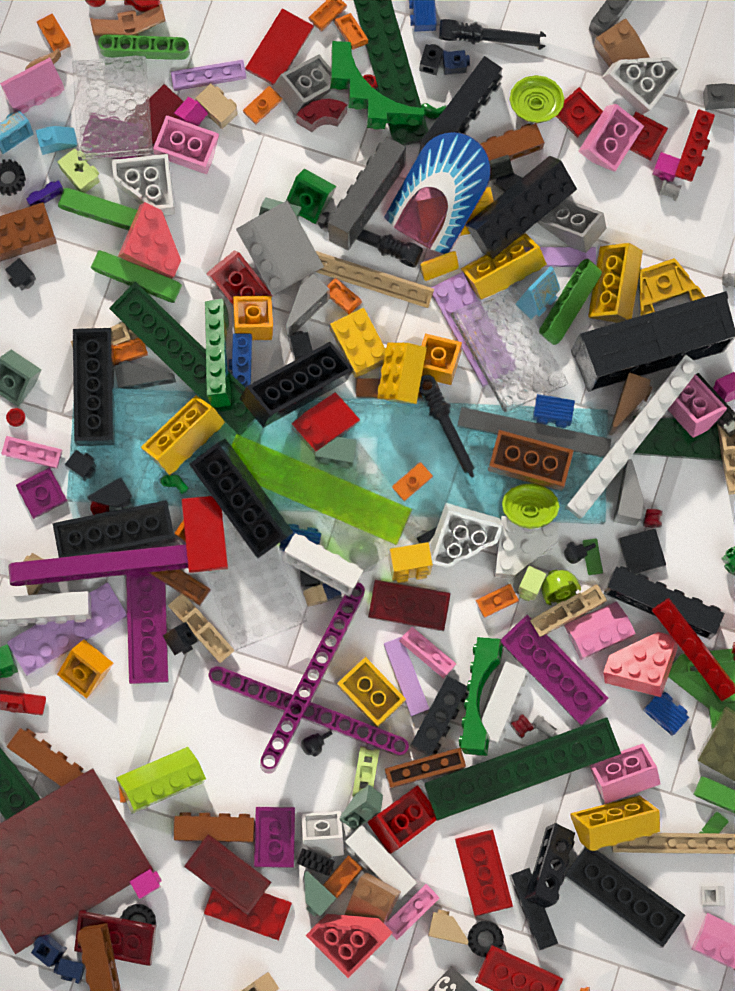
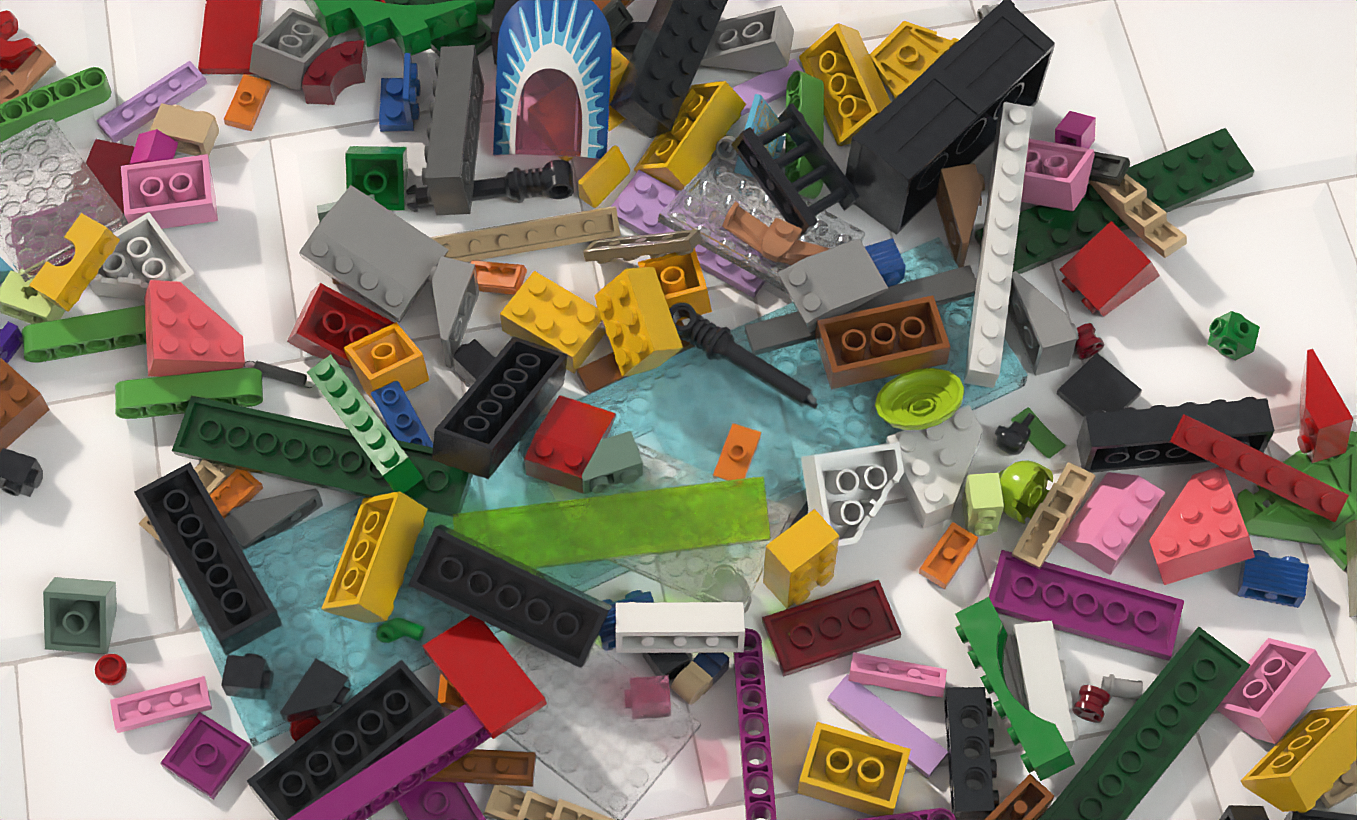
camera: 25 degrees left, 15 degrees down
(124, 162) = (67, 282): none -> yellow arch
(192, 290) = (281, 373): none -> dark grey piece
(285, 592) = (648, 697): none -> clear pink brick
(349, 151) = (399, 99): none -> blue bracket
(433, 325) = (635, 246): none -> dark tan plate
(511, 366) = (776, 243): none -> nougat plate
(520, 283) = (722, 145): none -> light grey hinge
(522, 411) = (832, 282): none -> light grey slope
(528, 320) = (775, 183): none -> black fence
(693, 483) = (1108, 270): none -> red slope

